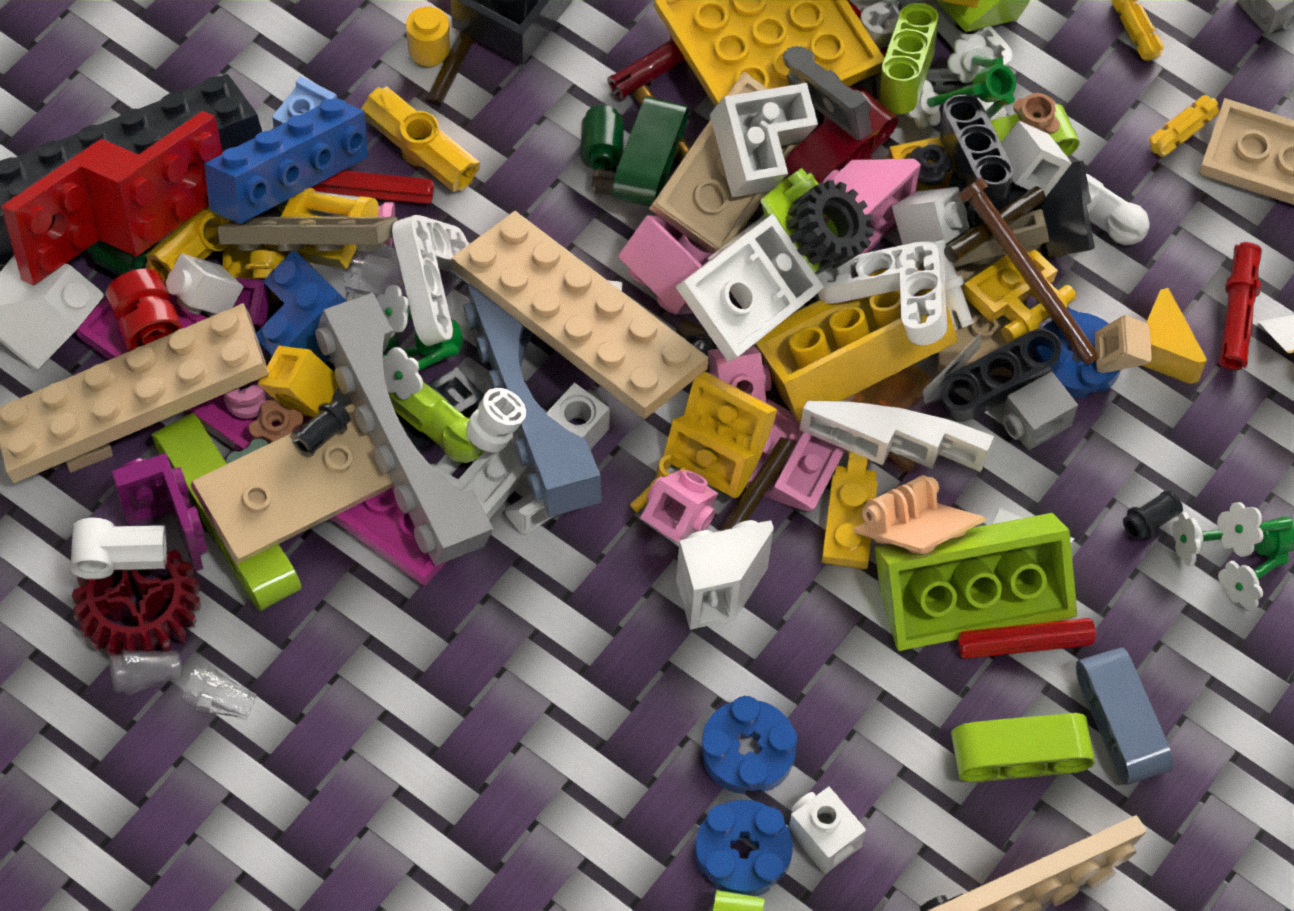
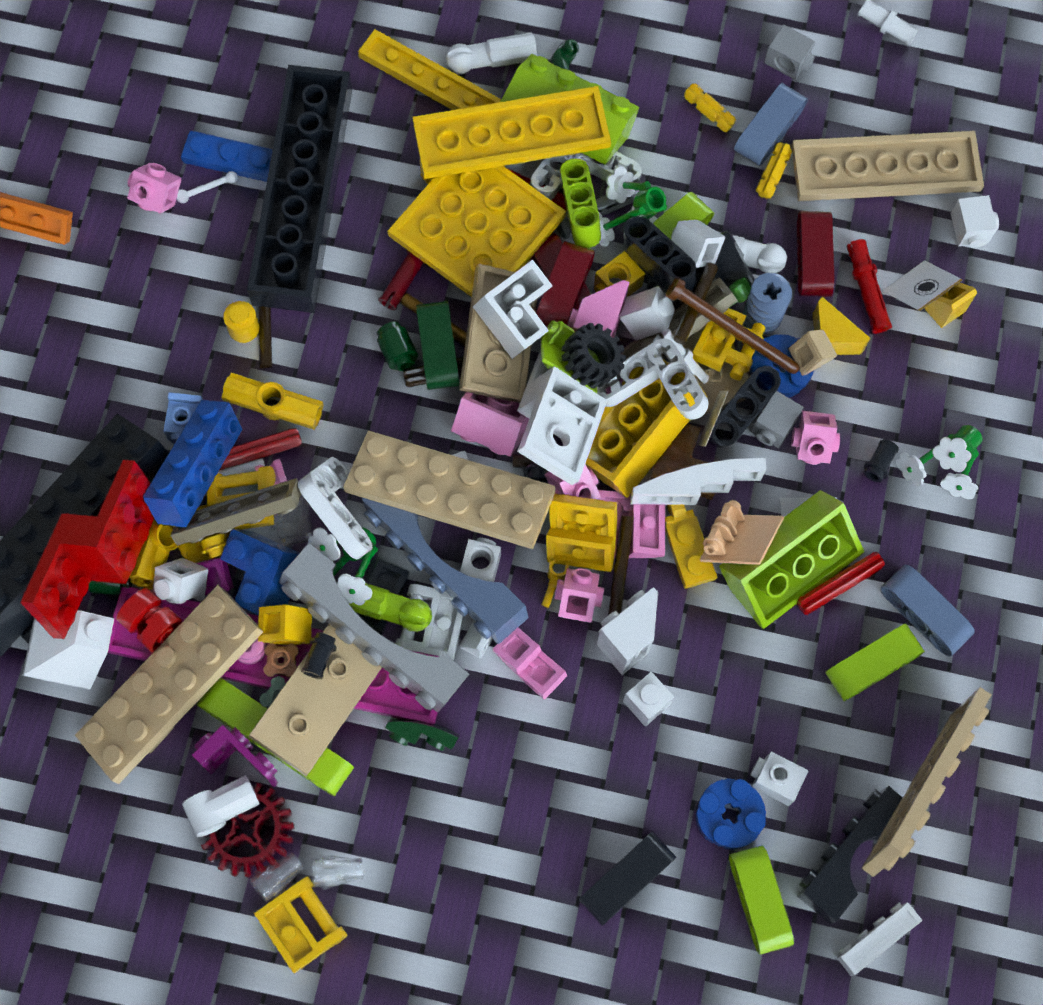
camera: 25 degrees left, 10 degrees up
(127, 741) = (289, 930): none -> yellow plate
(397, 576) = (408, 731): none -> dark green slope
(495, 420) = (434, 595): white wheel -> none
(572, 862) = (627, 878): none -> black beam
(580, 563) = (530, 663): none -> bright pink slope
(705, 663) = (648, 699): none -> white brick
(750, 772) = (684, 752): blue plate -> none
(828, 94) = (549, 259): dark grey hinge -> none
(931, 173) = (630, 266): black plate -> none
(1038, 105) = (685, 200): nougat plate -> none
(1065, 240) = (741, 290): none -> bright green hand
(1077, 450) = (816, 437): none -> bright pink brick
(1092, 264) = (767, 301): none -> sand blue piece
(1187, 240) = (815, 253): none -> dark red beam
(1206, 69) = (770, 124): none -> sand blue beam

